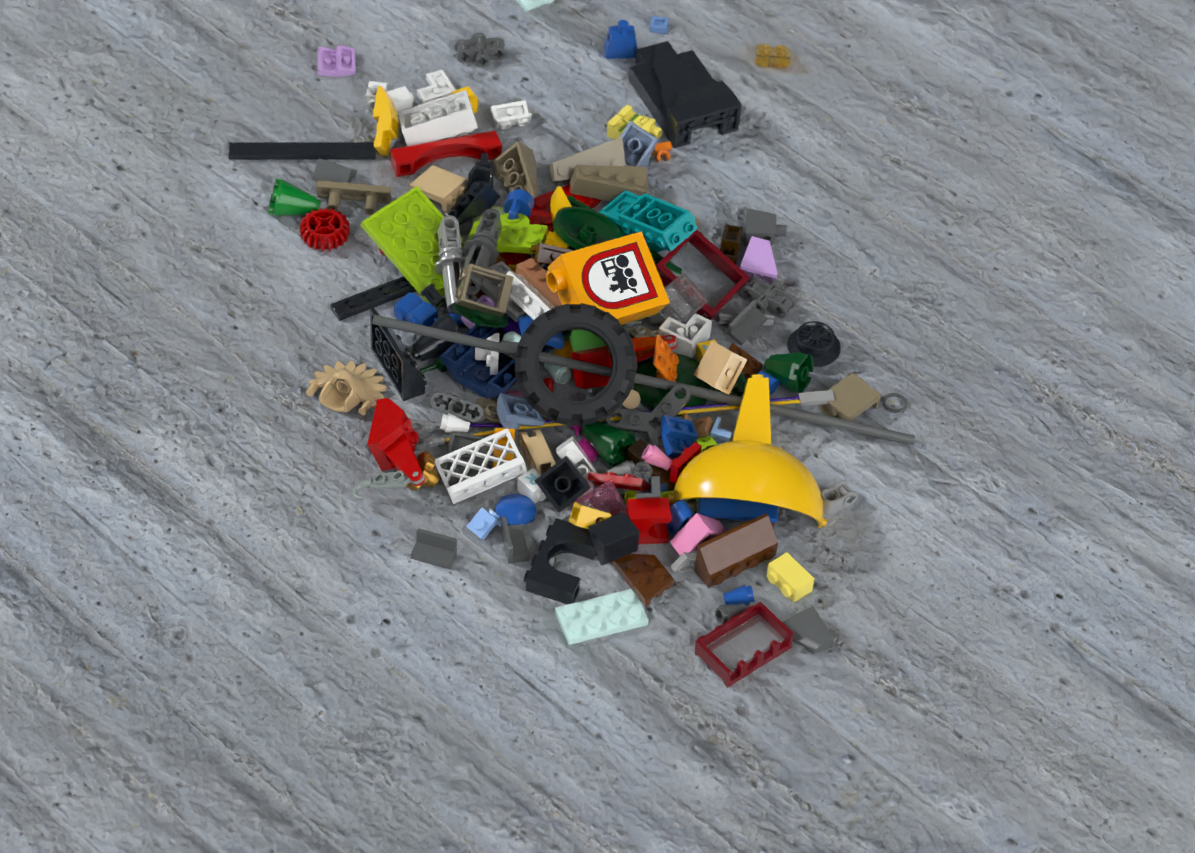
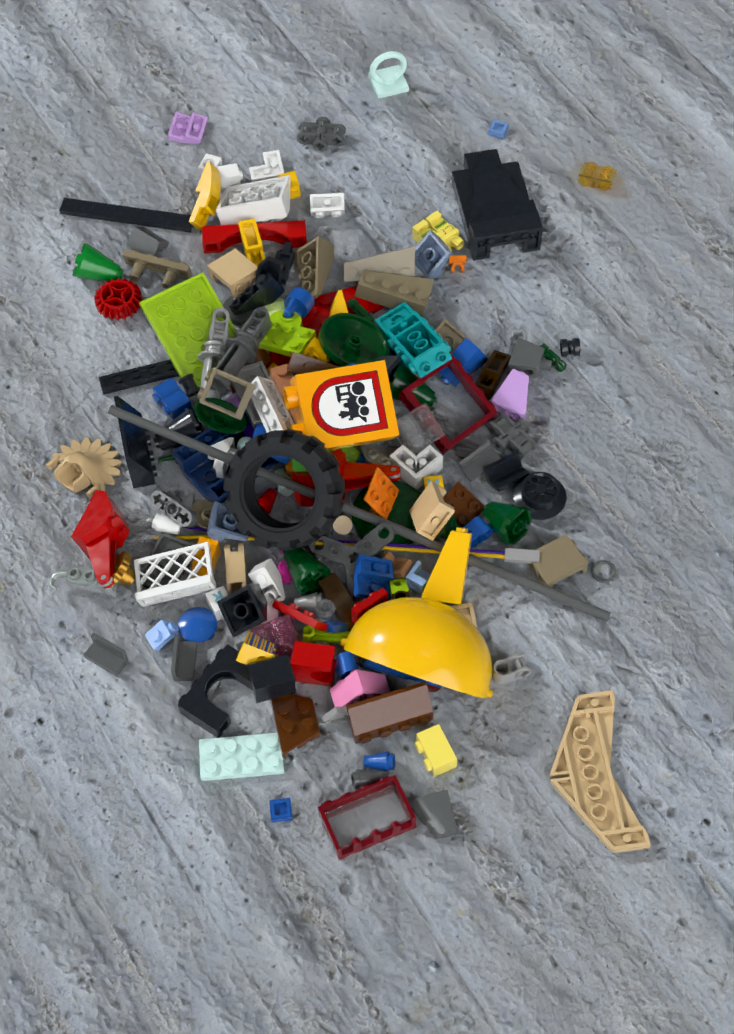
camera: 20 degrees right, 10 degrees up
(447, 155) = (251, 241): none -> yellow slope
(620, 41) = (454, 143): blue torso -> none
(655, 489) = (325, 635): dark grey panel -> none
(656, 457) = (341, 596): bright pink cone -> none
(656, 655) = (280, 810): none -> blue tile
(709, 228) = (470, 358): none -> blue slope
(773, 329) = (505, 472): none -> black panel
(793, 229) = (550, 355): none -> dark green axle
(799, 211) = (570, 347): none -> black wheel
(938, 578) = (590, 786): none -> tan wing

